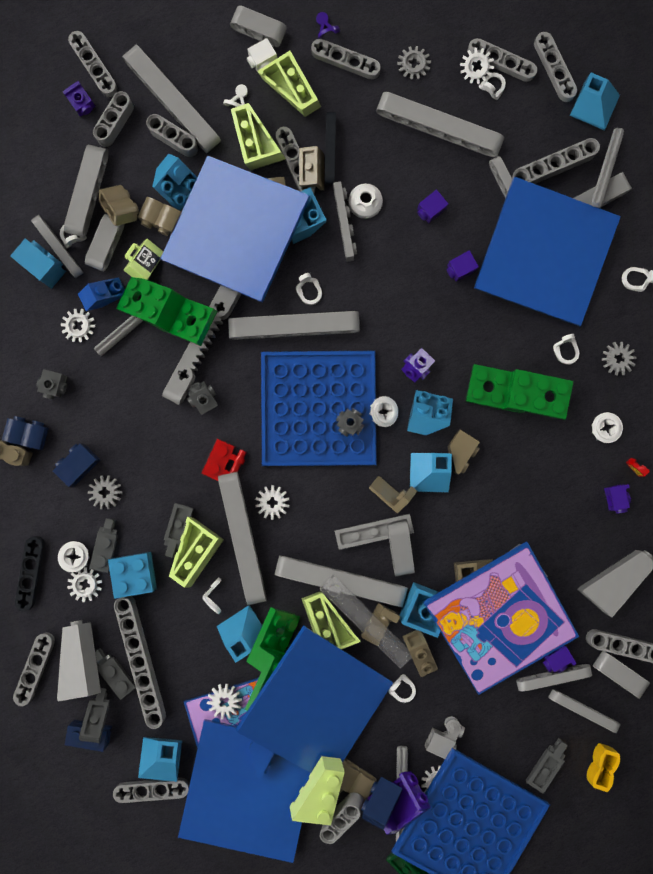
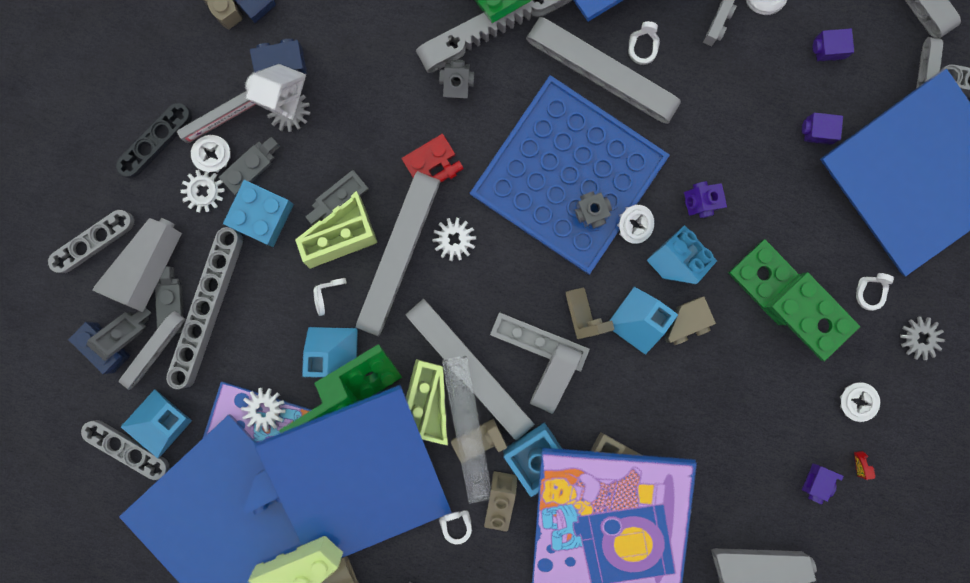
camera: 35 degrees right, 0 degrees up
(63, 524) = (215, 118): none -> light grey tile
(89, 487) = (276, 89): none -> white wedge
(124, 713) = (152, 350): none -> light grey beam

